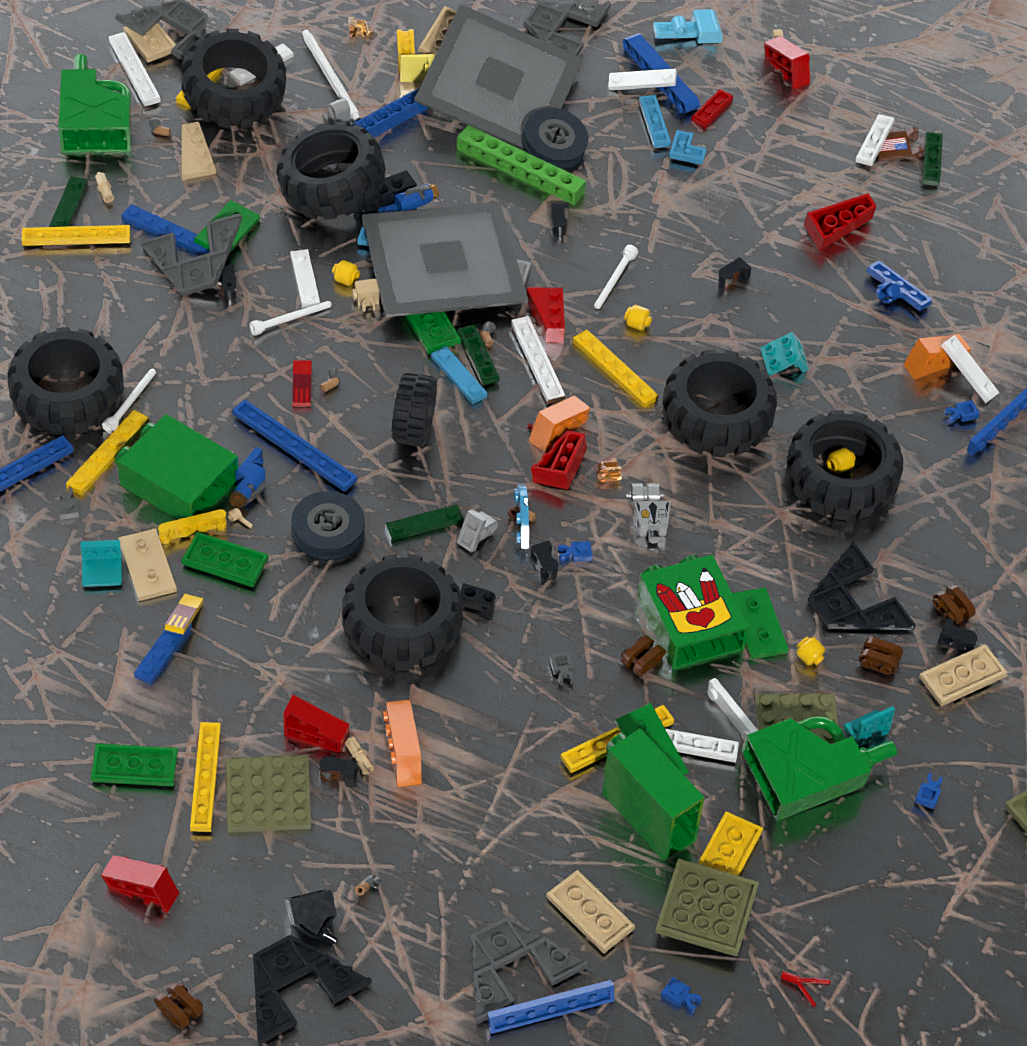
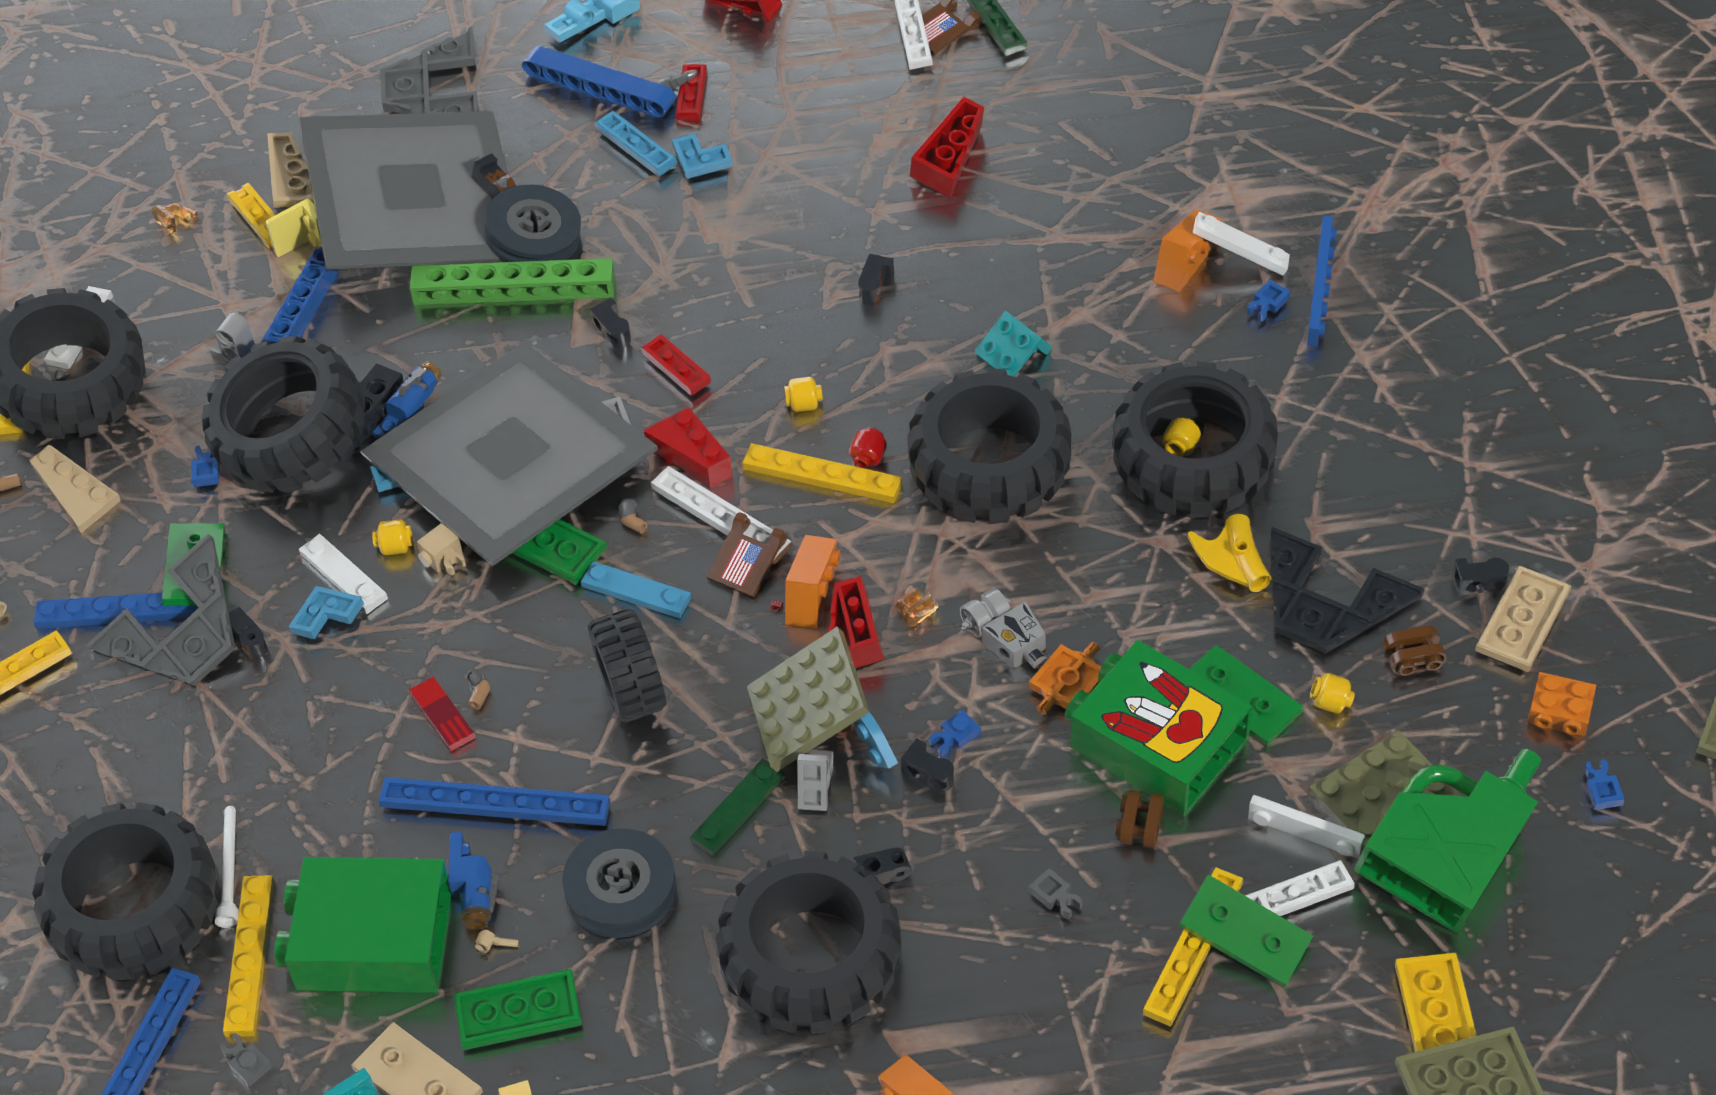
camera: 25 degrees left, 0 degrees up
(191, 525) = (434, 994): yellow plate -> none
(258, 327) = (329, 672): white piece -> none
(270, 180) = (205, 469): none -> blue plate
(279, 289) = (325, 605): none -> dark azure plate
(329, 73) = (174, 290): white piece -> none
(478, 355) = (642, 550): dark green plate -> none
(502, 483) = (807, 699): none -> olive plate
(532, 391) = (743, 560): none -> reddish brown flag
(550, 95) = (491, 176): none -> black leg
(578, 261) = (676, 364): none -> red plate
(629, 253) = (730, 321): white piece -> none
(642, 79) = (584, 99): white plate -> none
(650, 367) = (867, 447): none -> red head
(652, 794) = (1306, 992): green brick -> none
(663, 553) = (1065, 675): none -> orange plate
(703, 96) = (678, 81): none -> dark grey bar
(818, 543) = (1233, 554): none -> yellow pin
(870, 725) = (1471, 744): teal bracket -> none
(896, 287) = (1076, 193): blue plate -> none
(945, 734) = (1562, 704): none -> orange plate
(954, 604) = (1446, 537): reddish brown brick -> none

